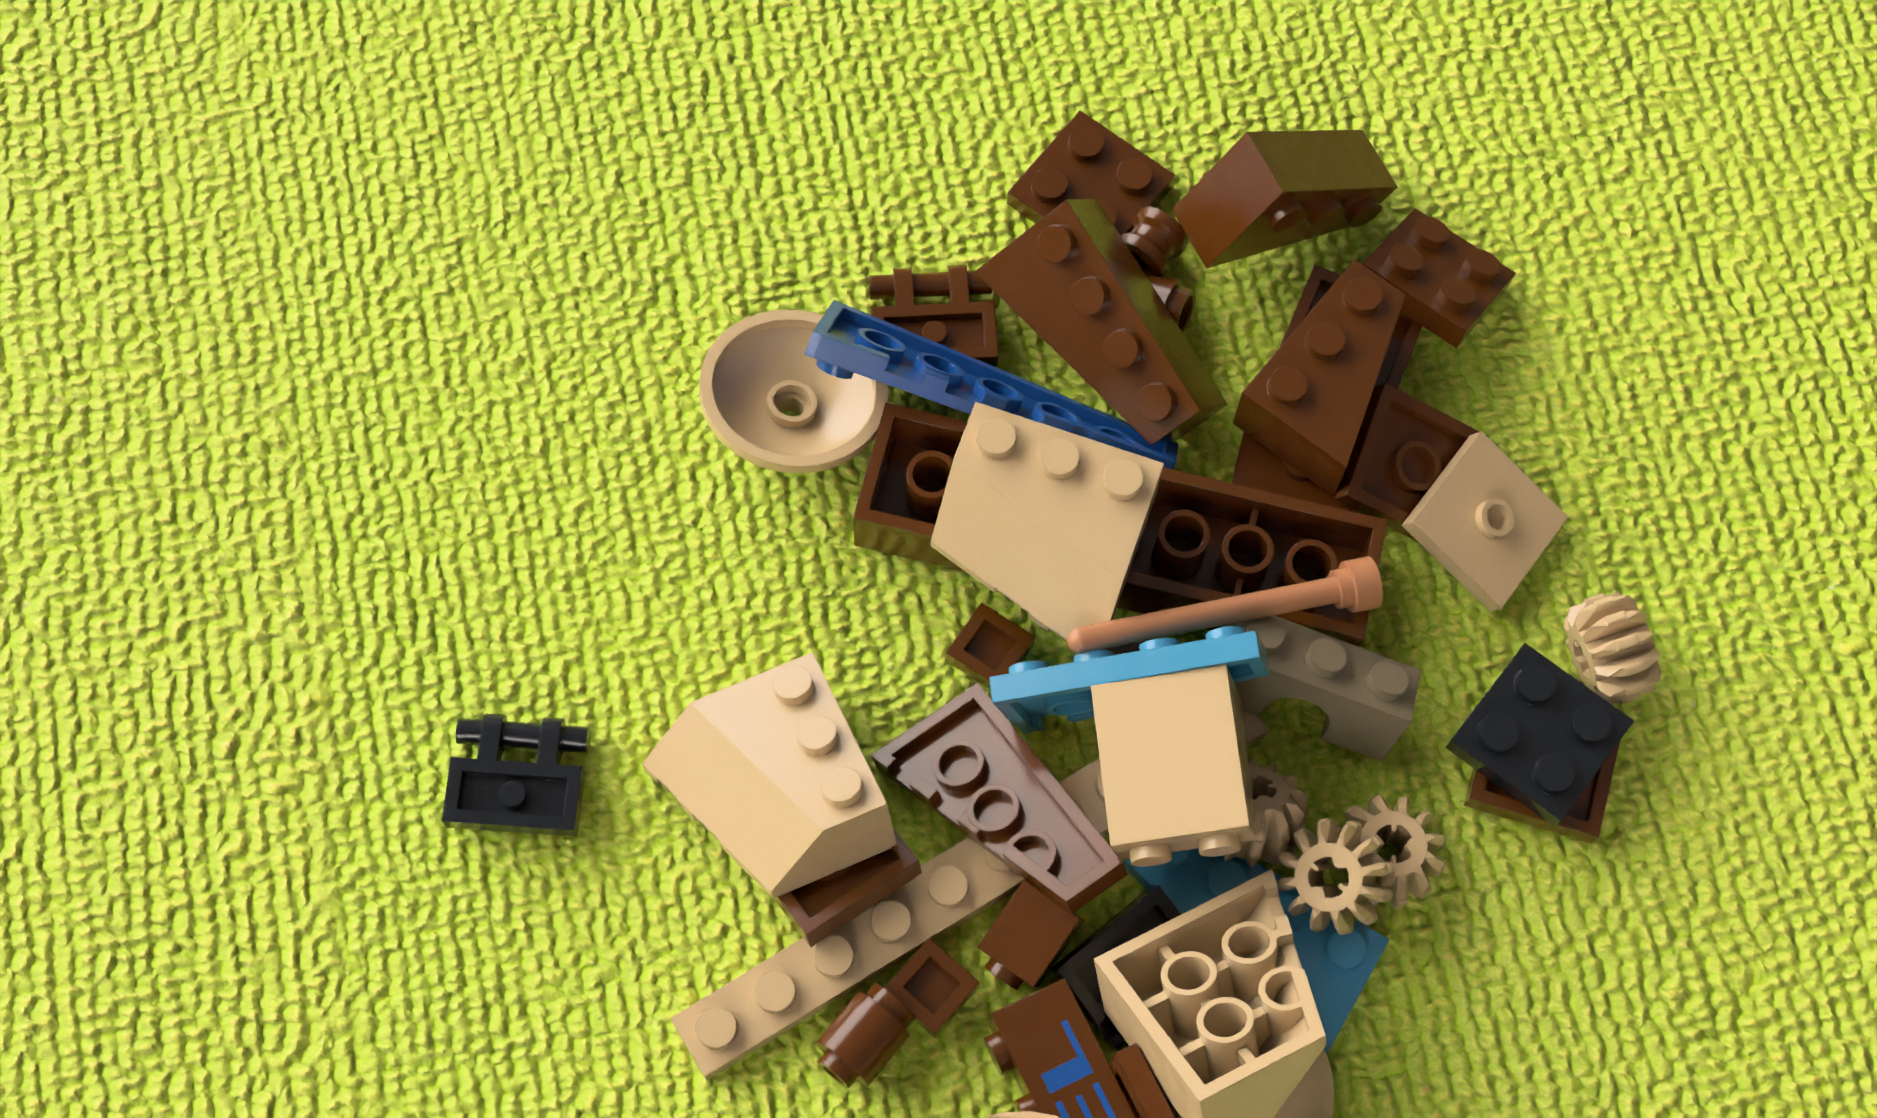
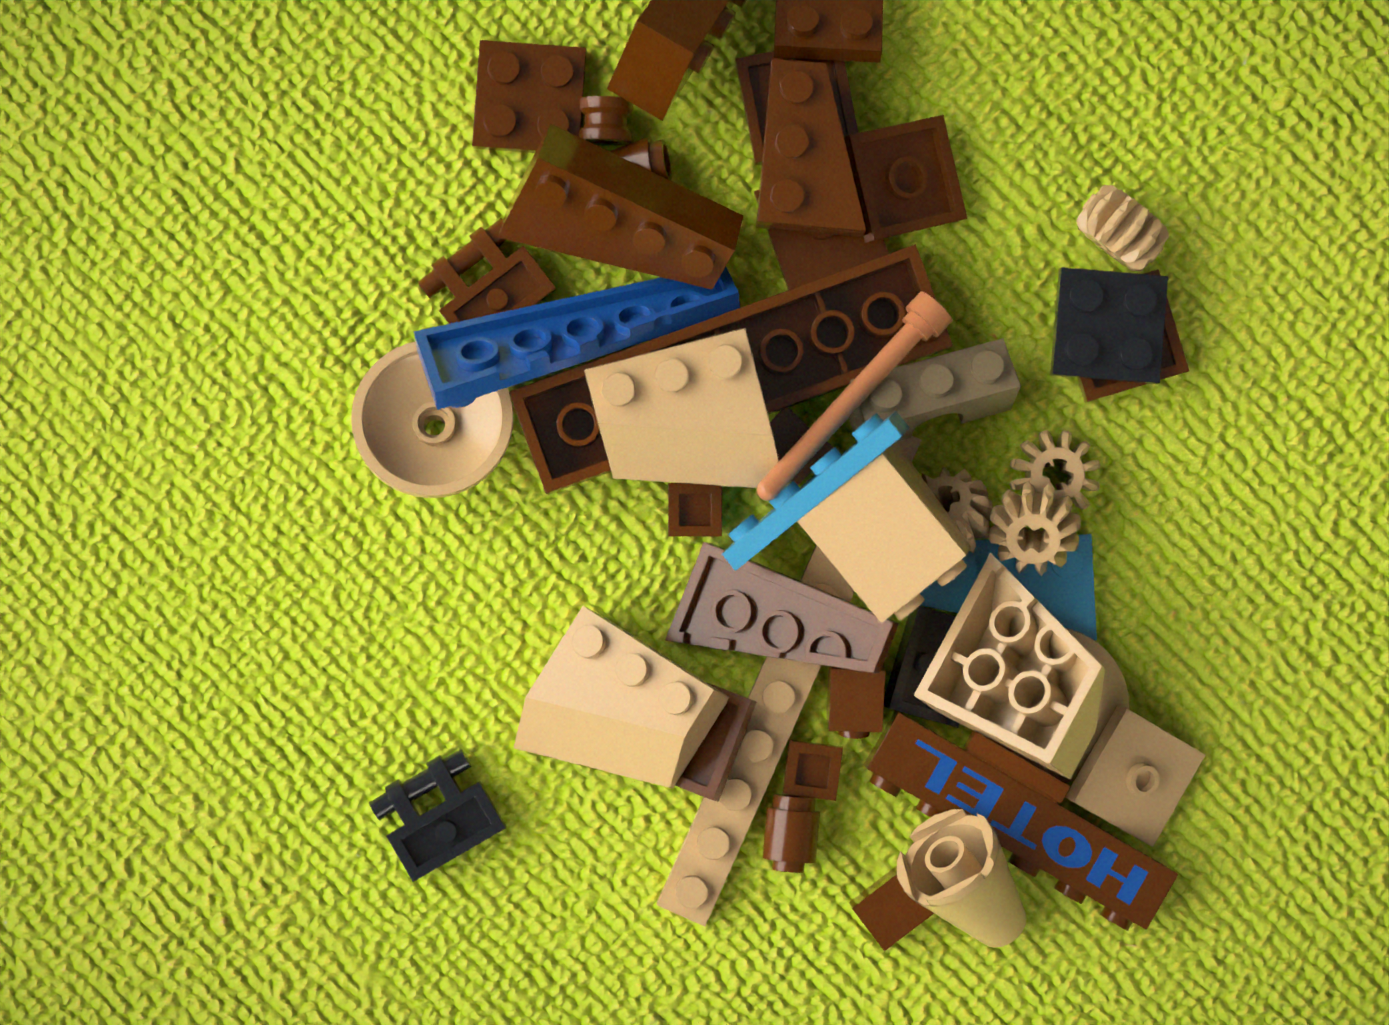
camera: 30 degrees left, 20 degrees up
(1485, 521) = (978, 184): tan plate -> none

